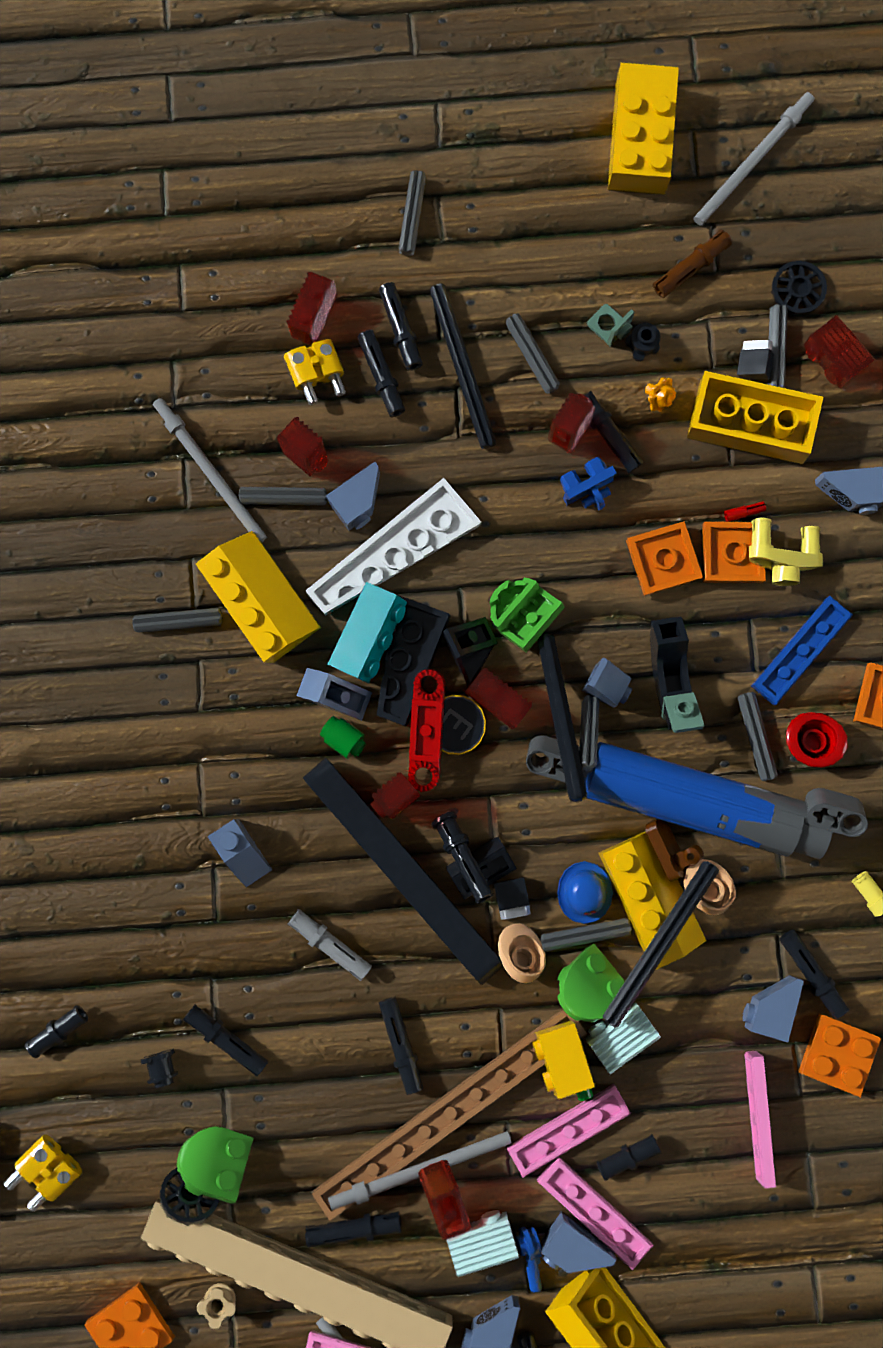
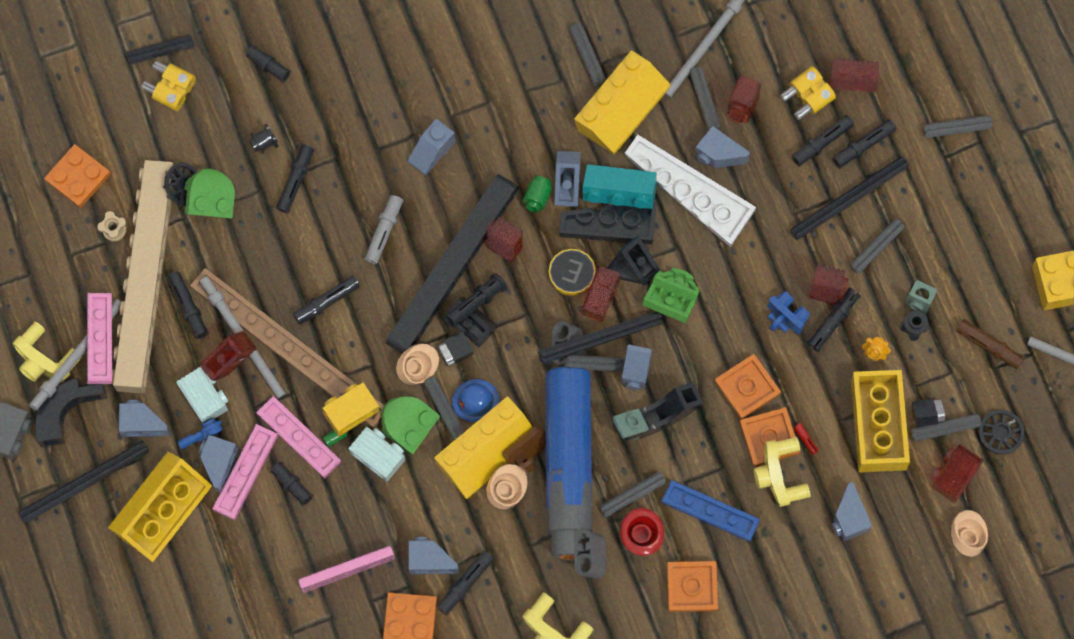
camera: 75 degrees right, 10 degrees down
(426, 730) = (560, 248): red plate -> none
(660, 944) = (454, 451): black axle -> none

